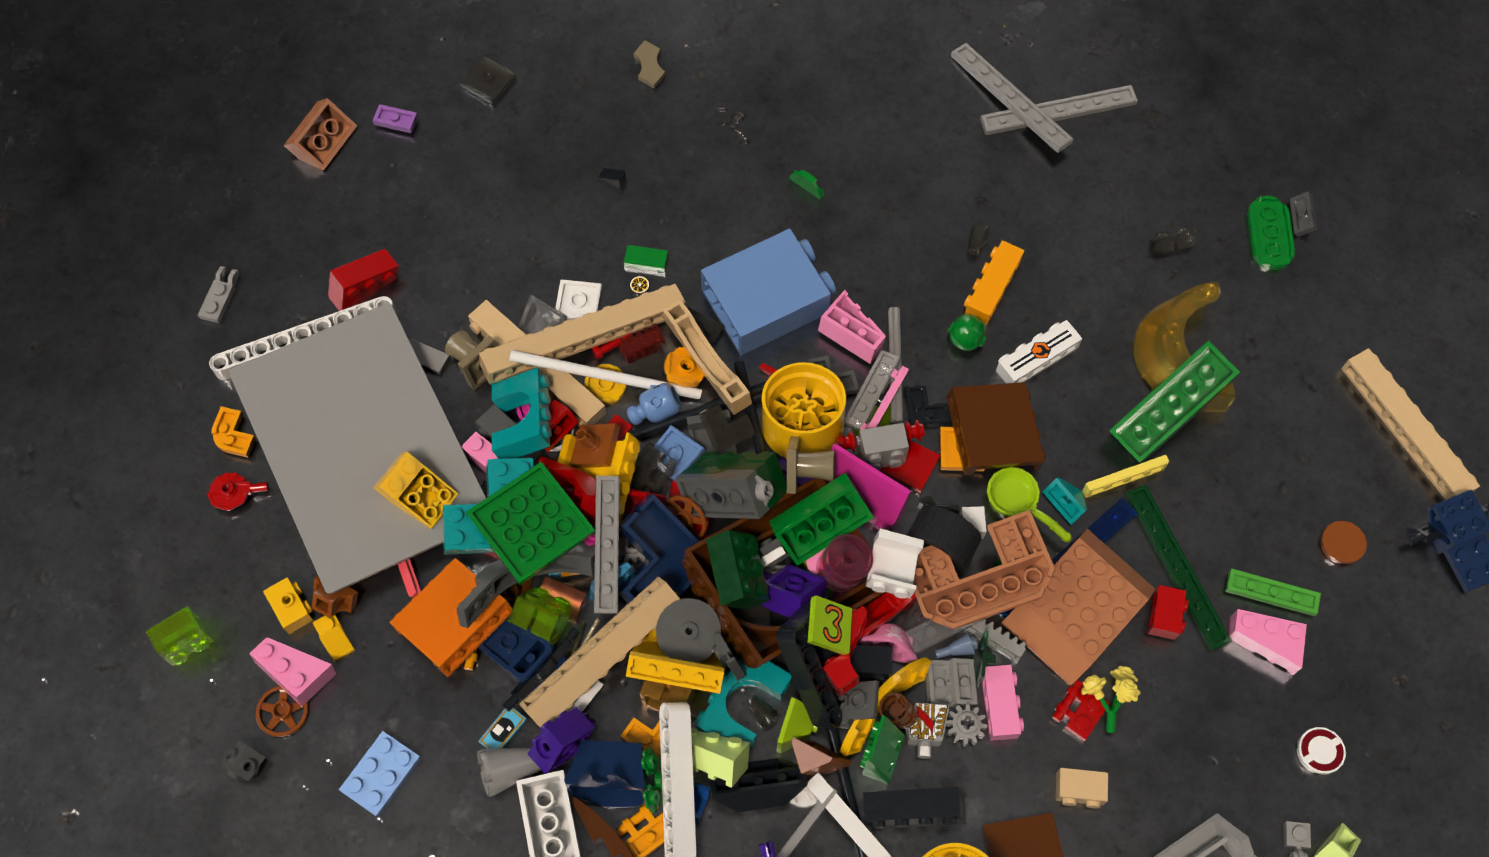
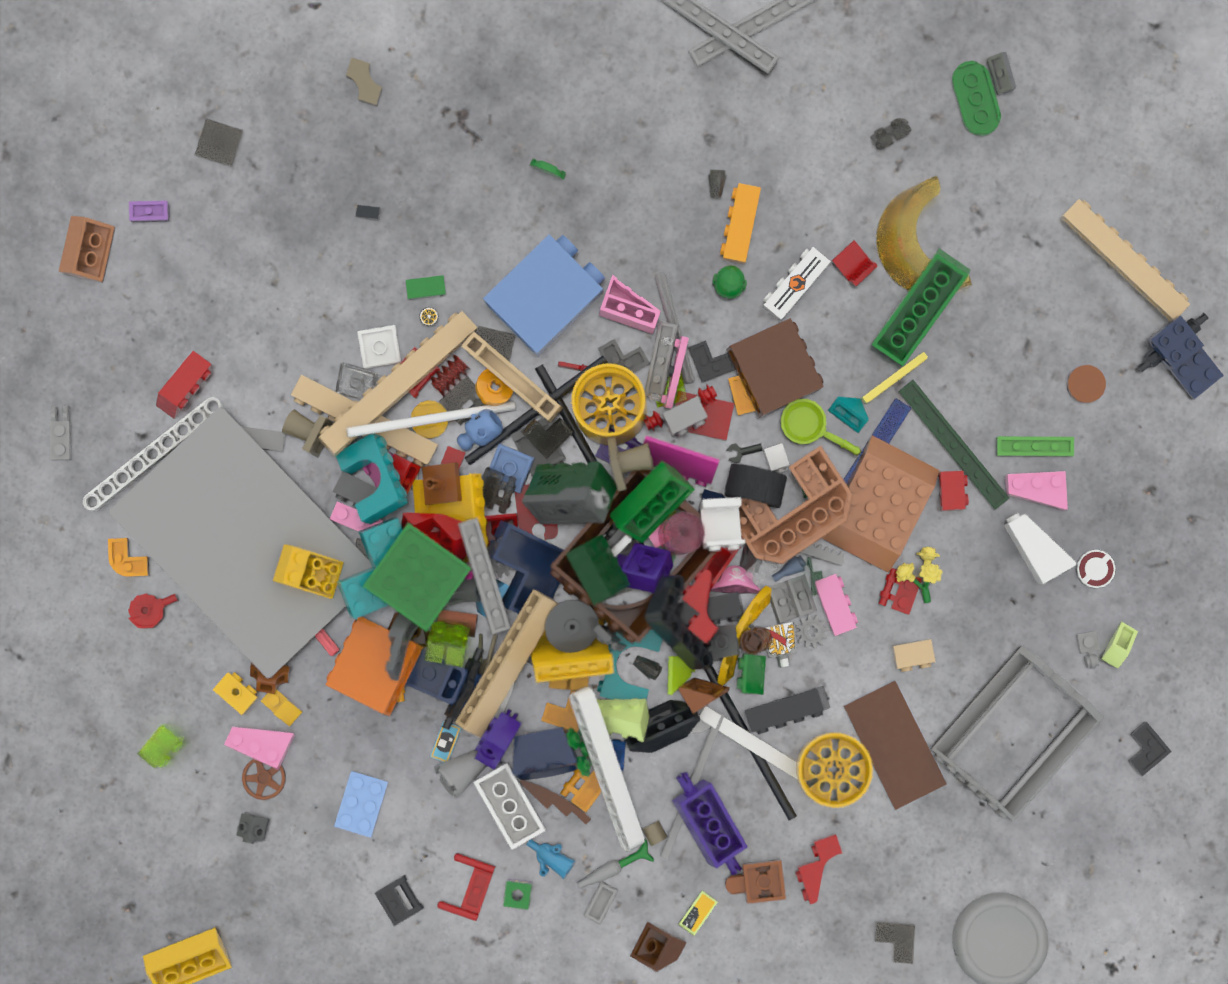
camera: 20 degrees left, 20 degrees up
(685, 515) = (538, 526): dark orange wheel -> none
(830, 625) = (685, 596): lime tile -> none
(1106, 350) = (854, 263): none -> red piece
(1257, 704) = (1037, 549): none -> white slope

